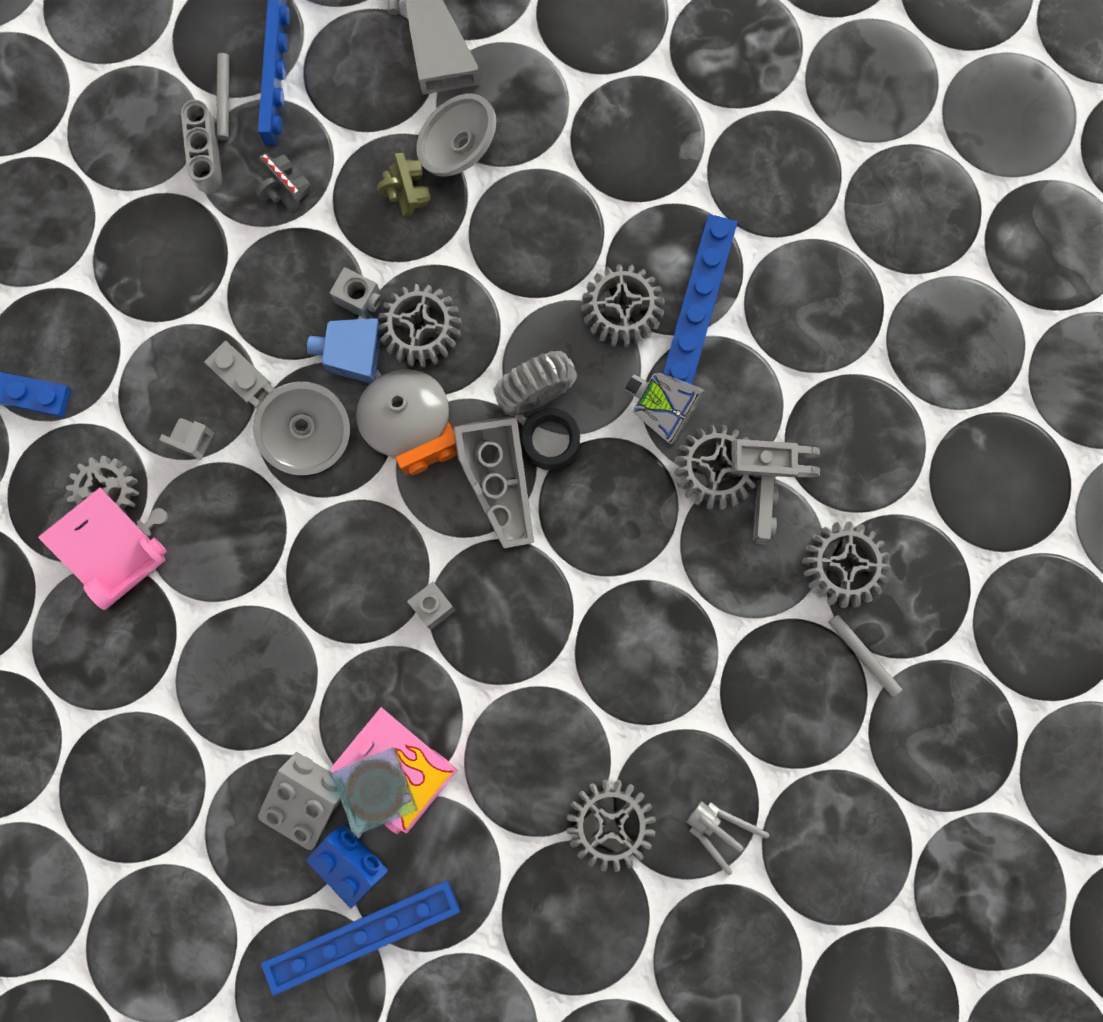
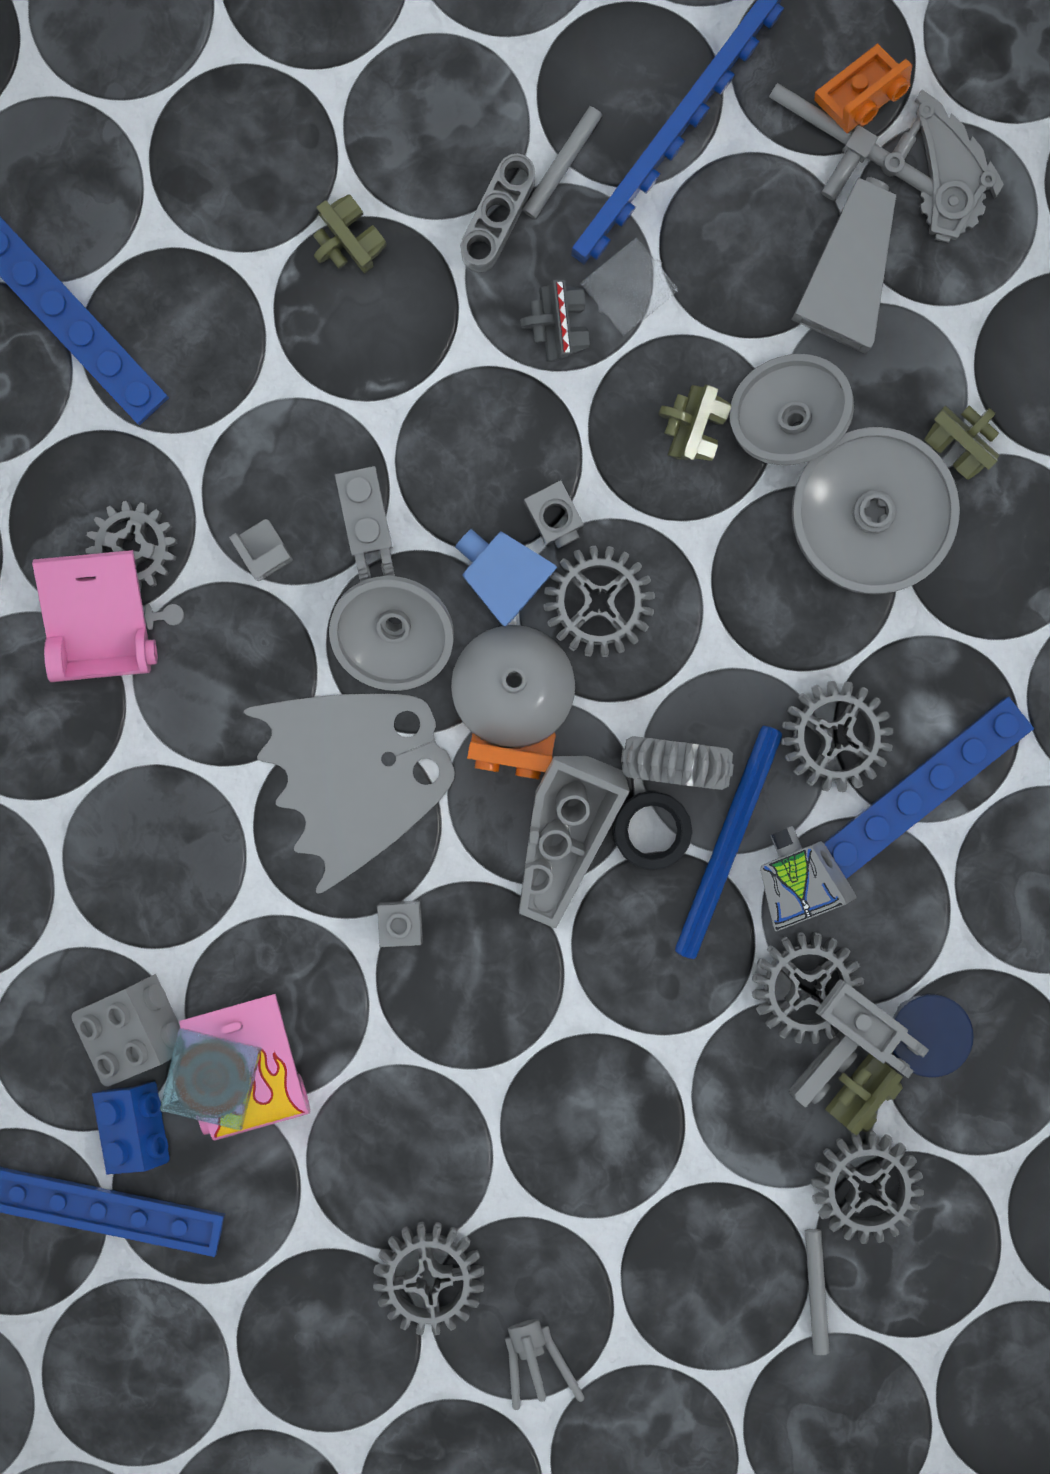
camera: 30 degrees right, 10 degrees up
(115, 223) = (338, 218): none -> olive hips
(312, 138) = (629, 286): none -> clear piece
(334, 546) = (338, 778): none -> light grey piece
(548, 159) = (876, 511): none -> light grey dish
(559, 86) = (977, 452): none -> olive hips
(603, 416) = (728, 842): none -> blue axle
(800, 506) = (864, 1094): none -> olive hips
(822, 432) = (941, 1028): none -> dark blue tile

